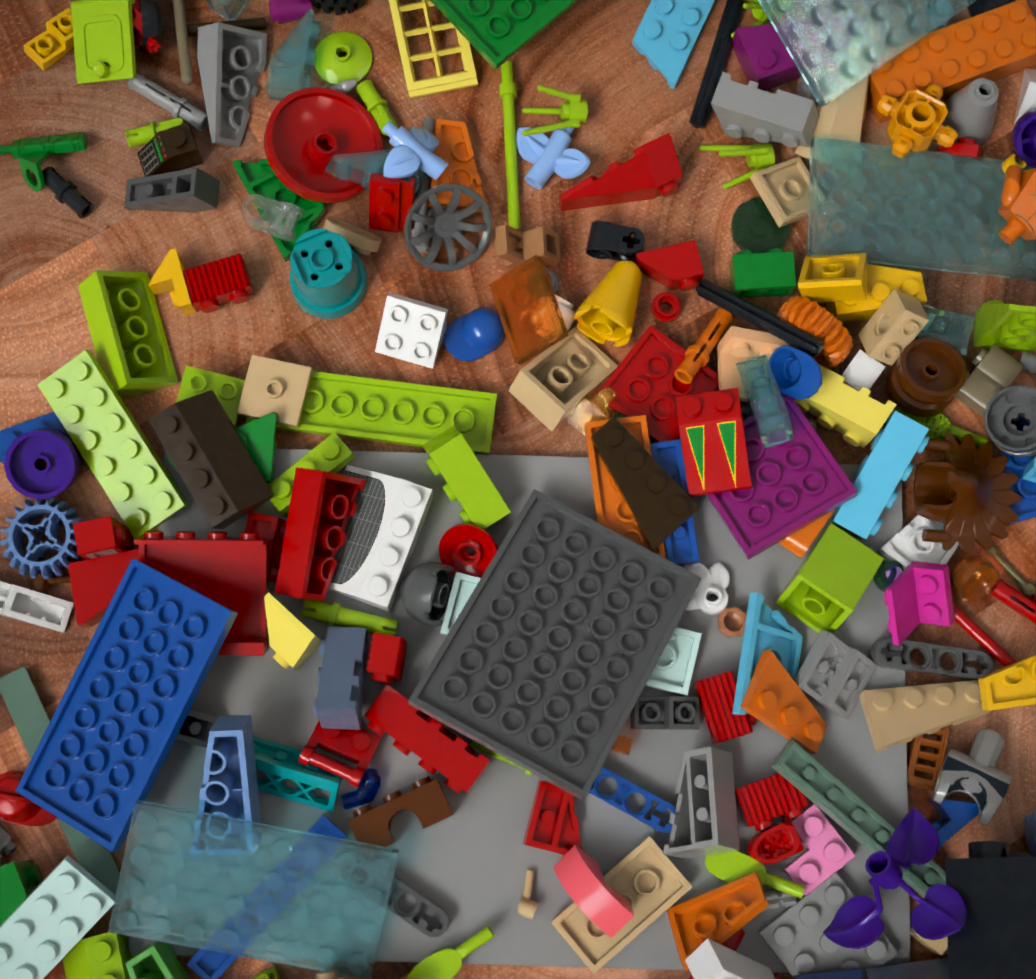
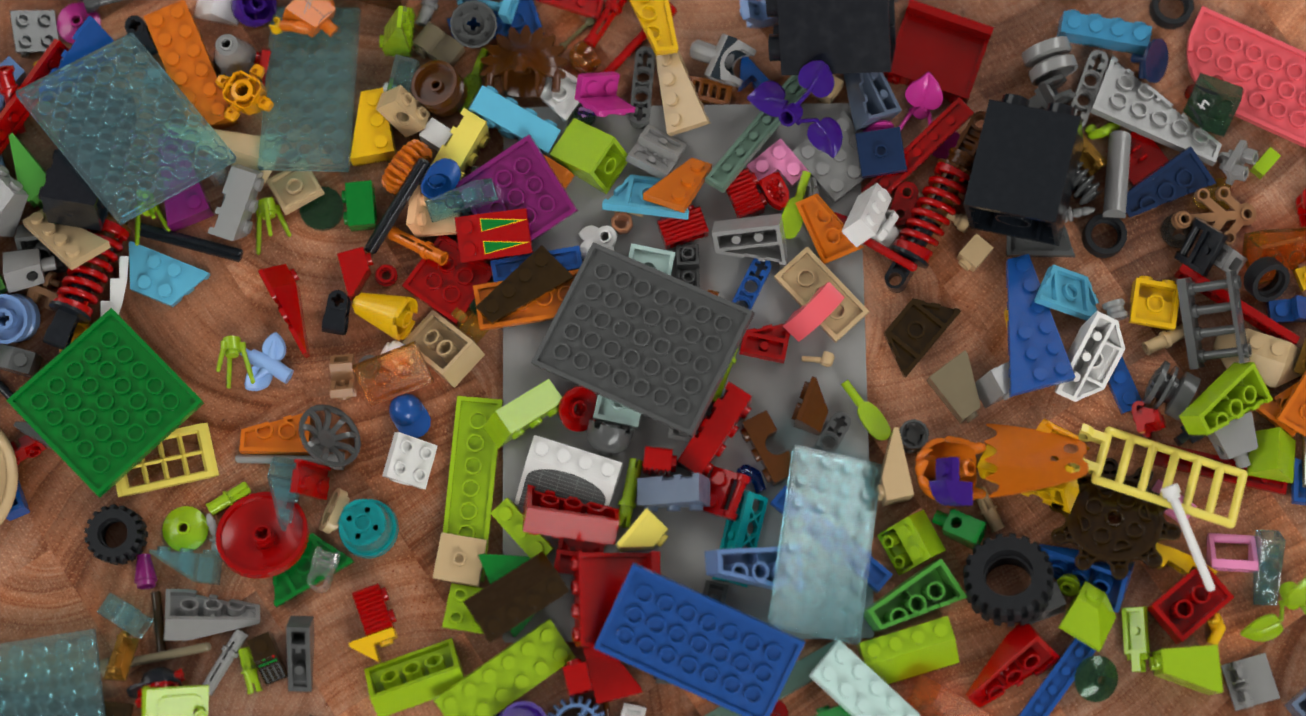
camera: 90 degrees left, 0 degrees up
(412, 152) = (272, 463): light blue plant -> none
(451, 882) = (813, 410): none -> reddish brown slope
(508, 93) = (215, 398): lime bar -> none
(834, 278) = (367, 151): yellow slope -> none

